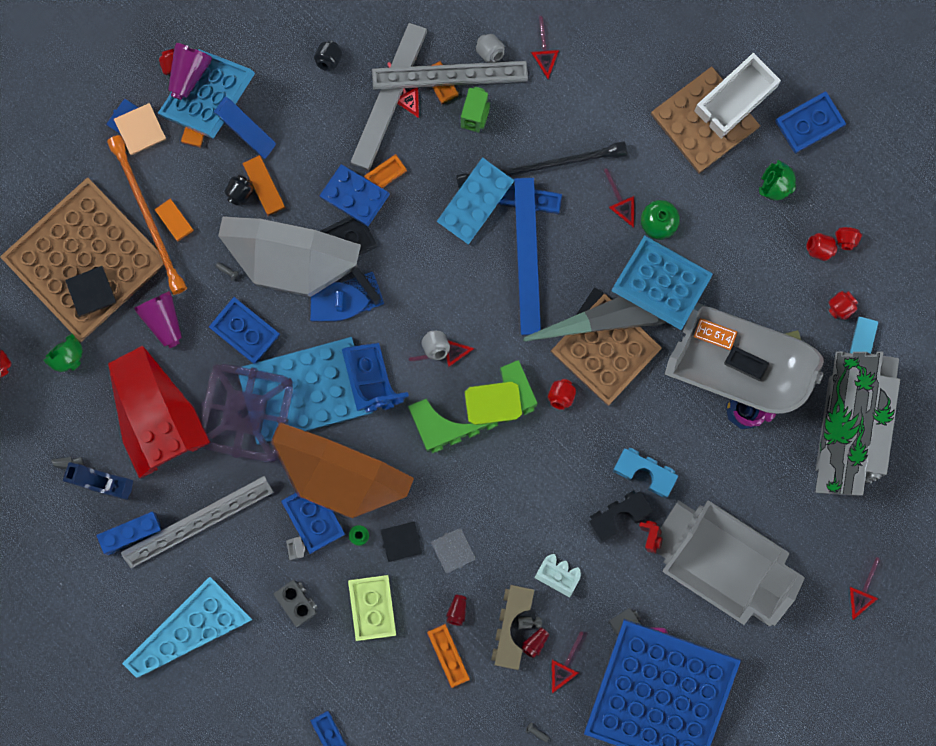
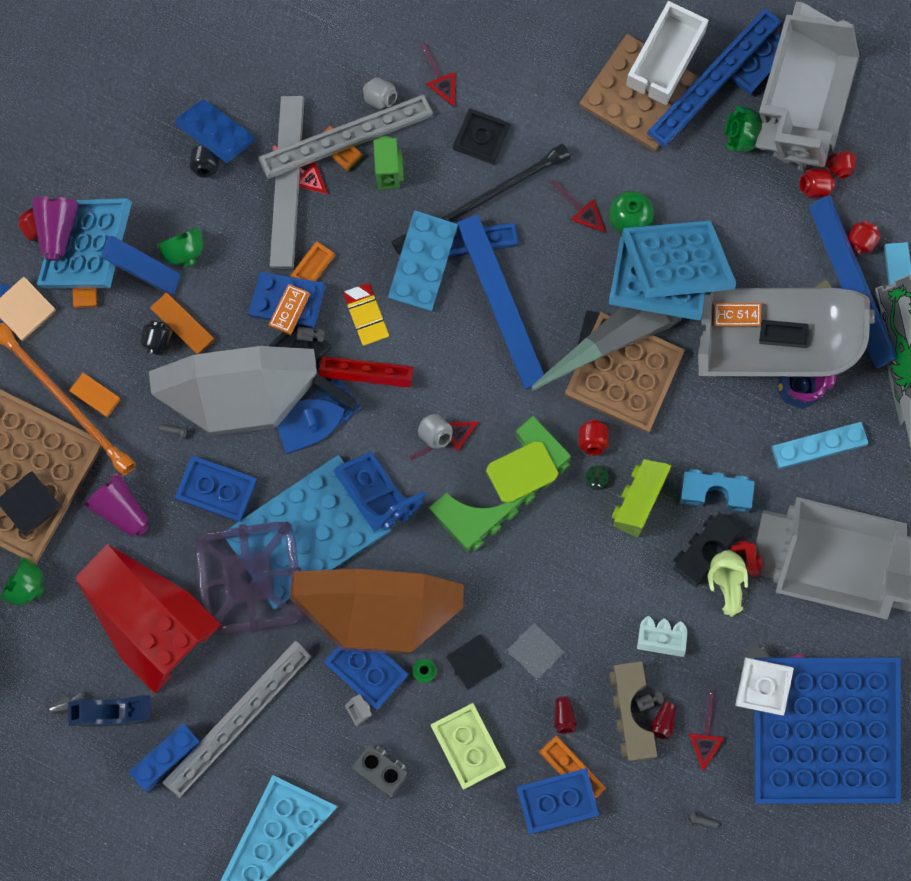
camera: 15 degrees left, 5 degrees down
(284, 123) = (182, 248): none -> green cylinder
(344, 33) = (215, 130): none -> blue plate
(352, 204) = (289, 309): none -> orange tile
(362, 230) = (308, 334): none -> dark grey piece
(397, 276) = (366, 371): none -> red plate
(414, 228) = (366, 314): none -> yellow sticker
(427, 676) = (558, 801): none -> blue plate
(553, 427) = (596, 477): none -> dark green tile
(561, 112) = (481, 136): none -> black tile
(581, 456) = (640, 496): none -> lime slope
(622, 645) = (764, 686): none -> white plate
(629, 542) = (729, 572): none -> yellowish green piece
(683, 272) = (678, 259): none -> dark azure plate
(743, 464) = (819, 445): none -> medium azure plate
(769, 129) = (714, 78): none -> blue tile
(820, 335) = (850, 275): none -> blue tile
(843, 164) = (808, 87): none -> light grey panel

